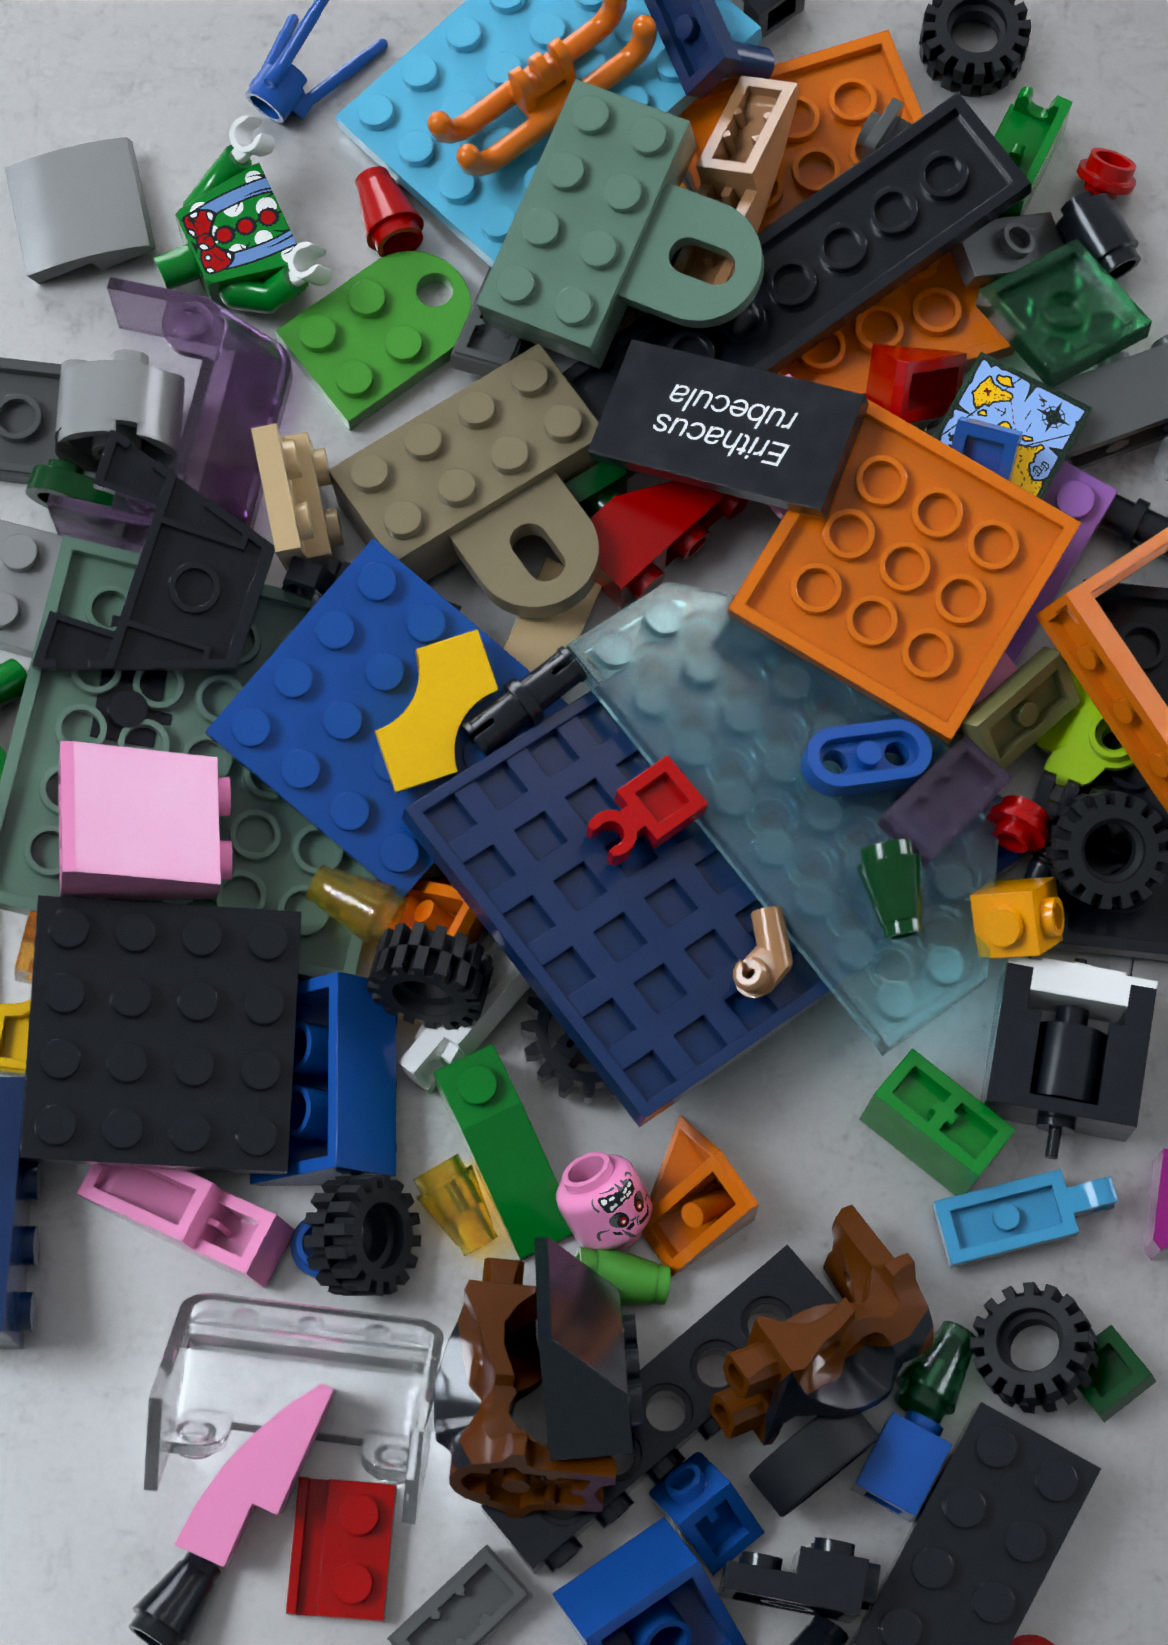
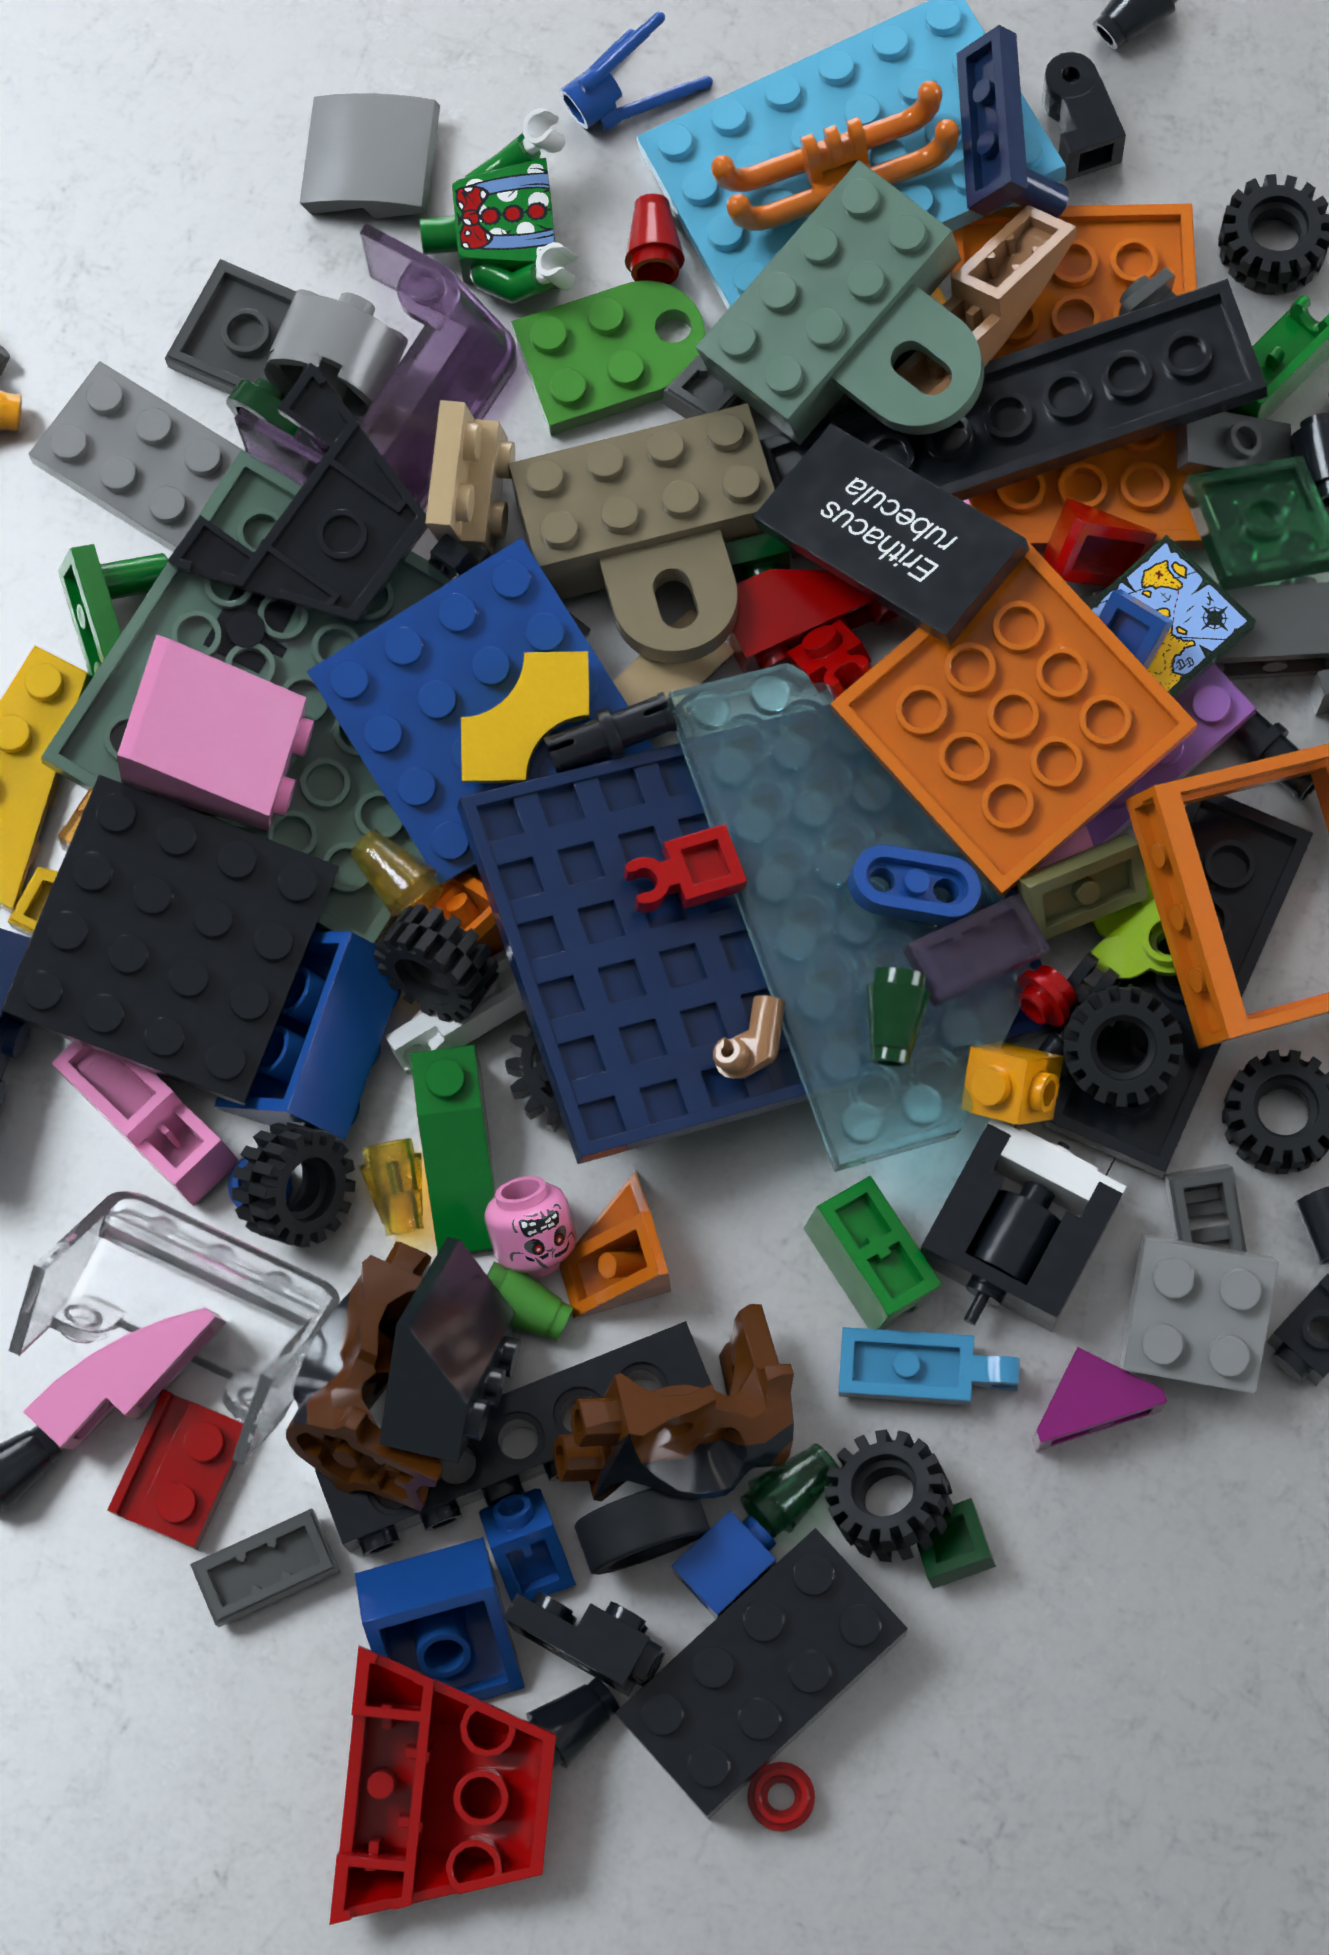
camera: 25 degrees right, 0 degrees up
(707, 563) = (832, 656): none -> red plate

